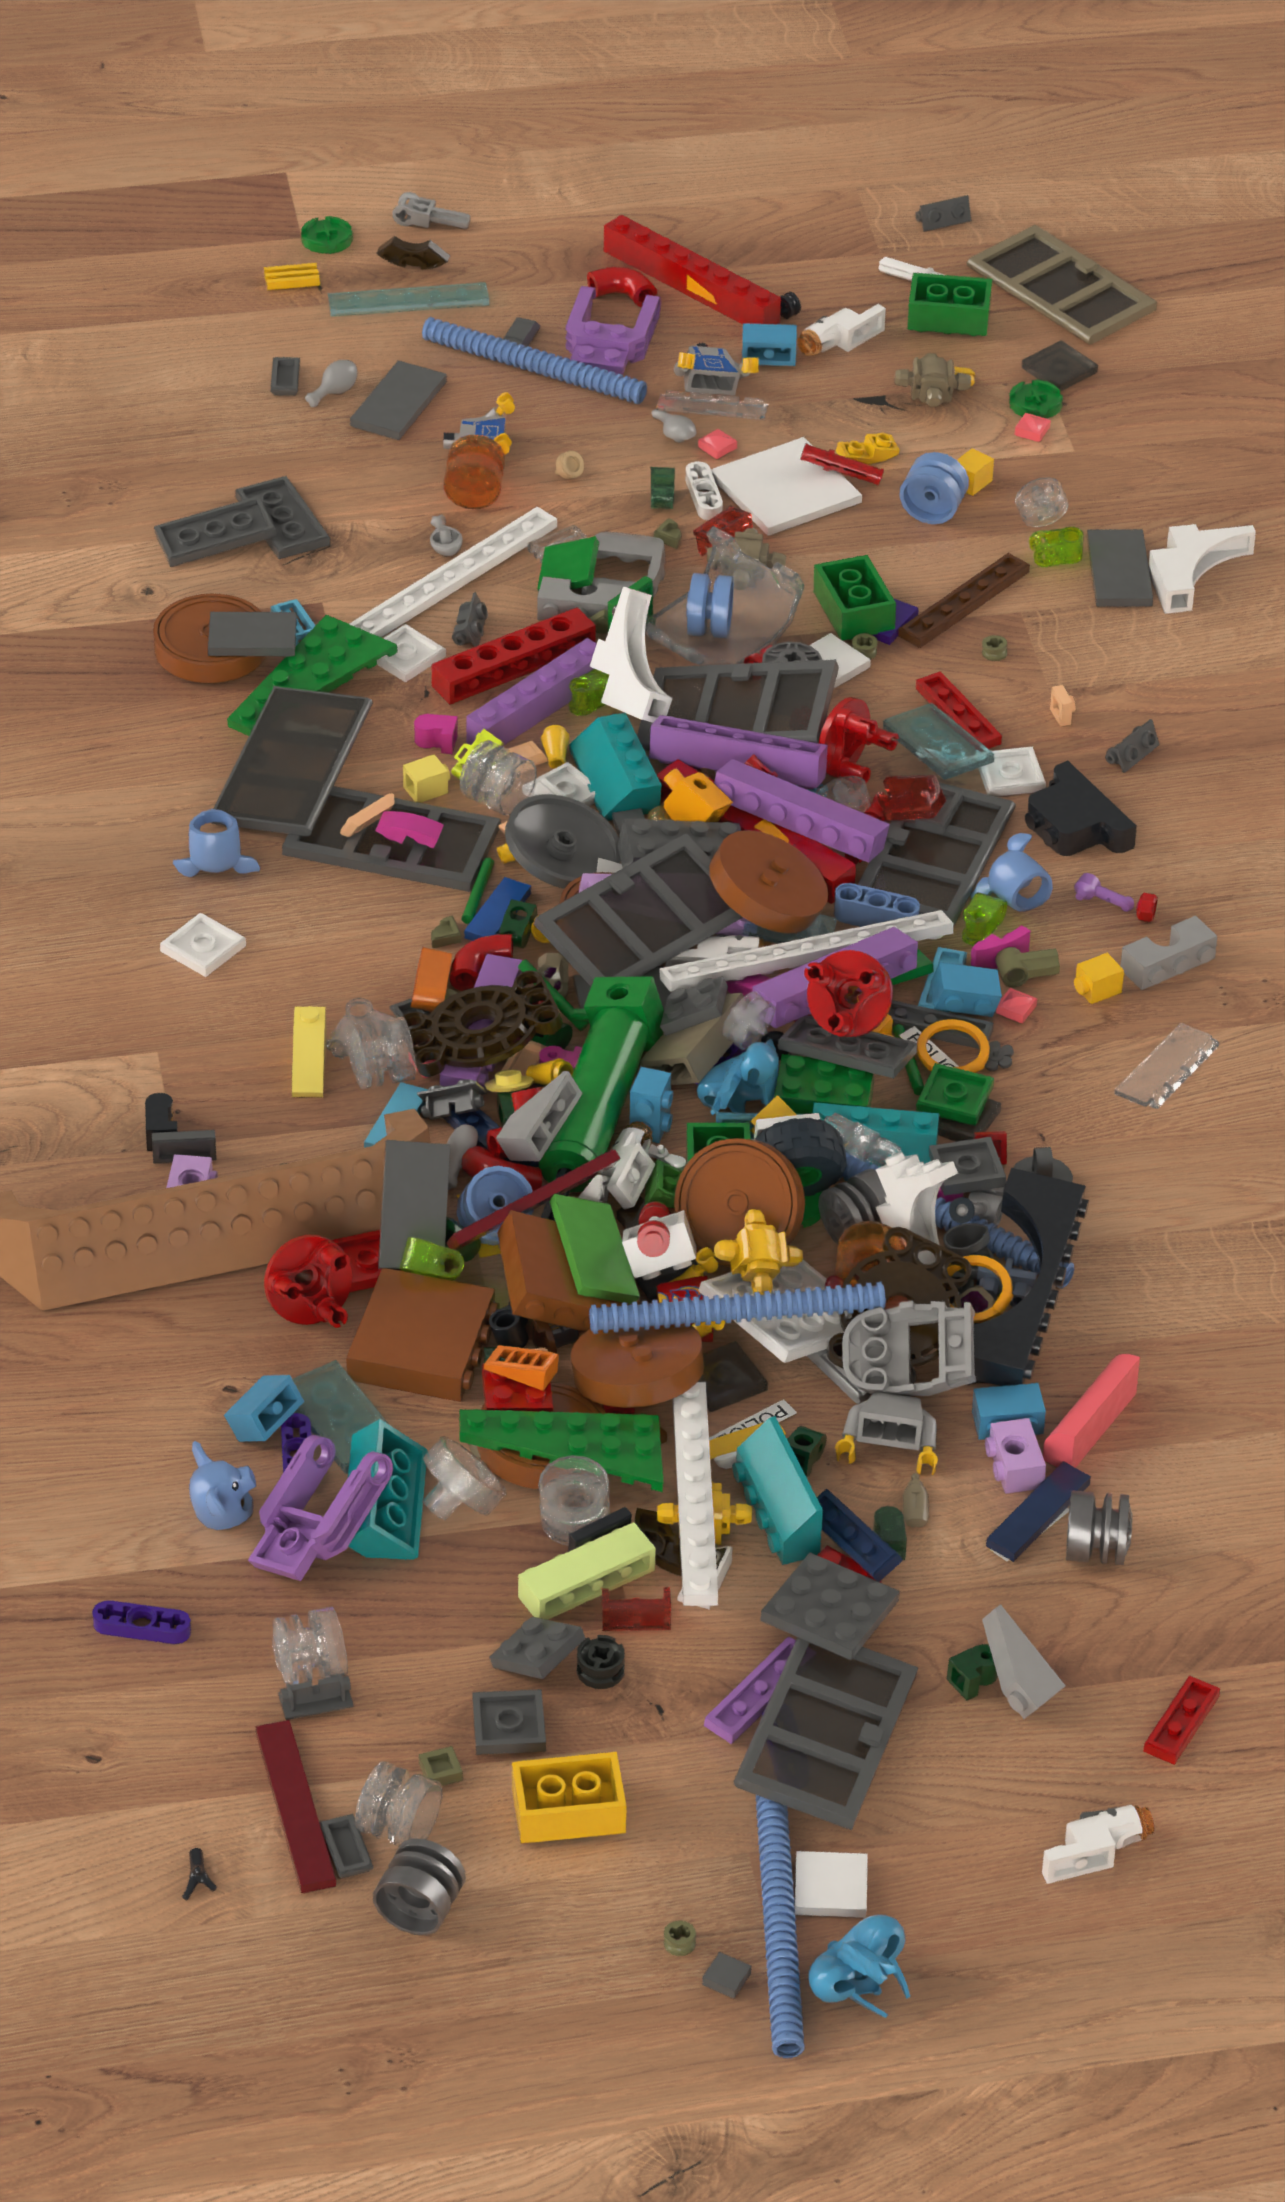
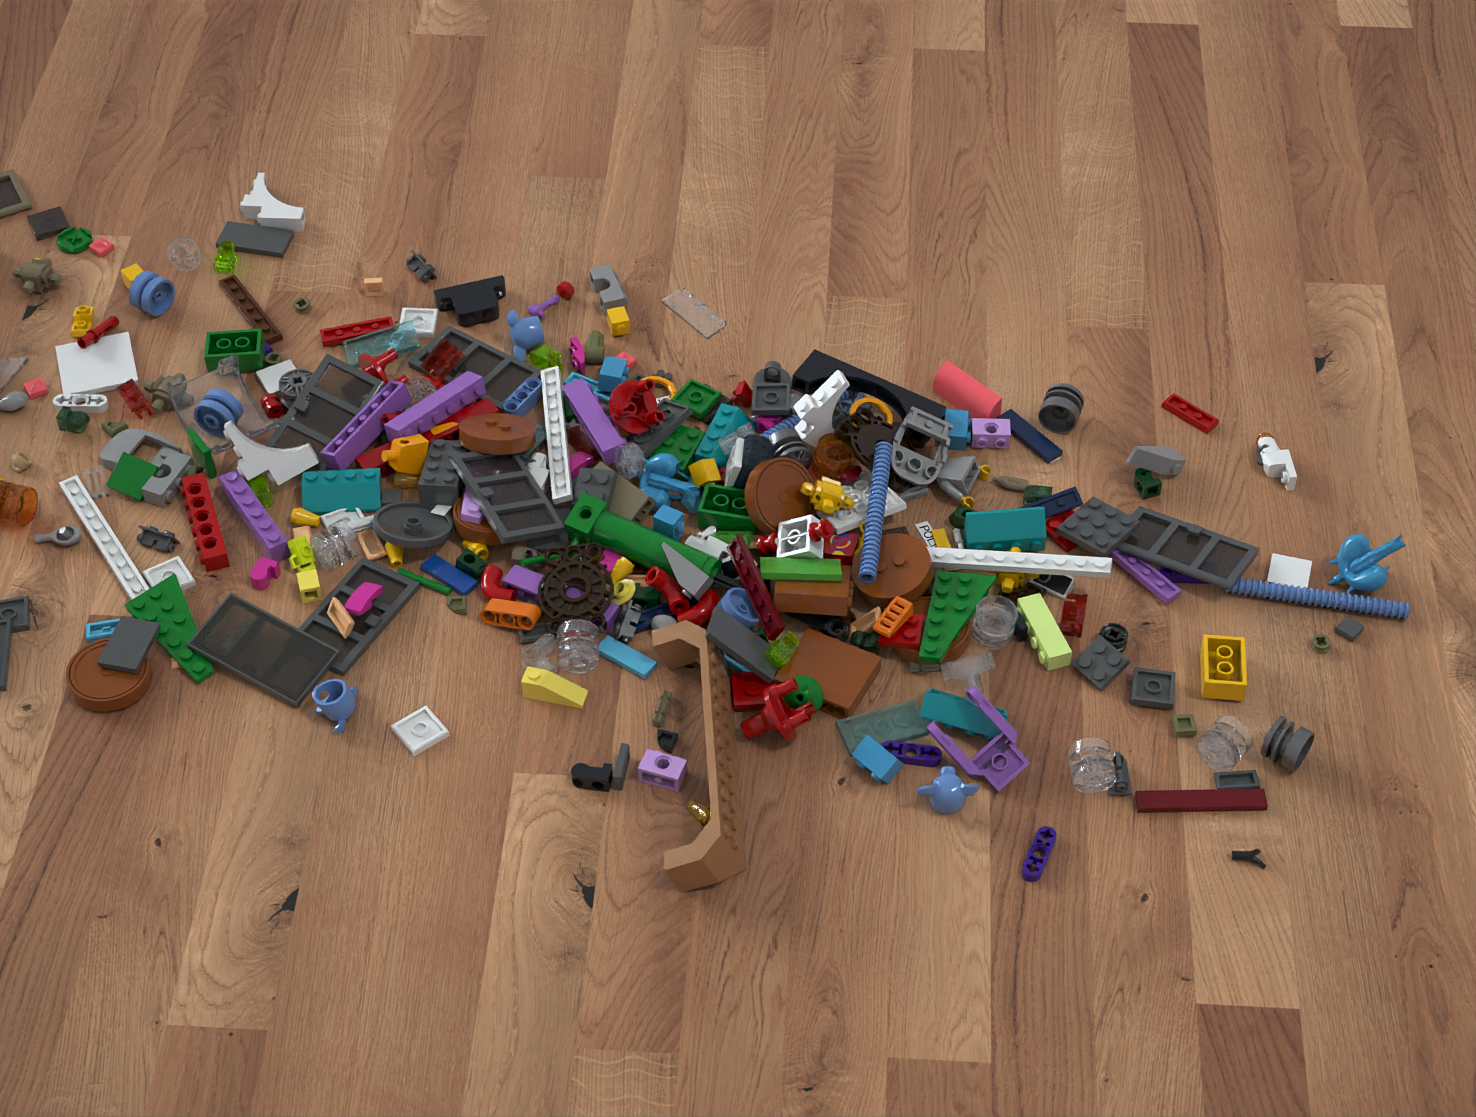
camera: 75 degrees left, 5 degrees up
(359, 1305) = (809, 689): none -> green dish

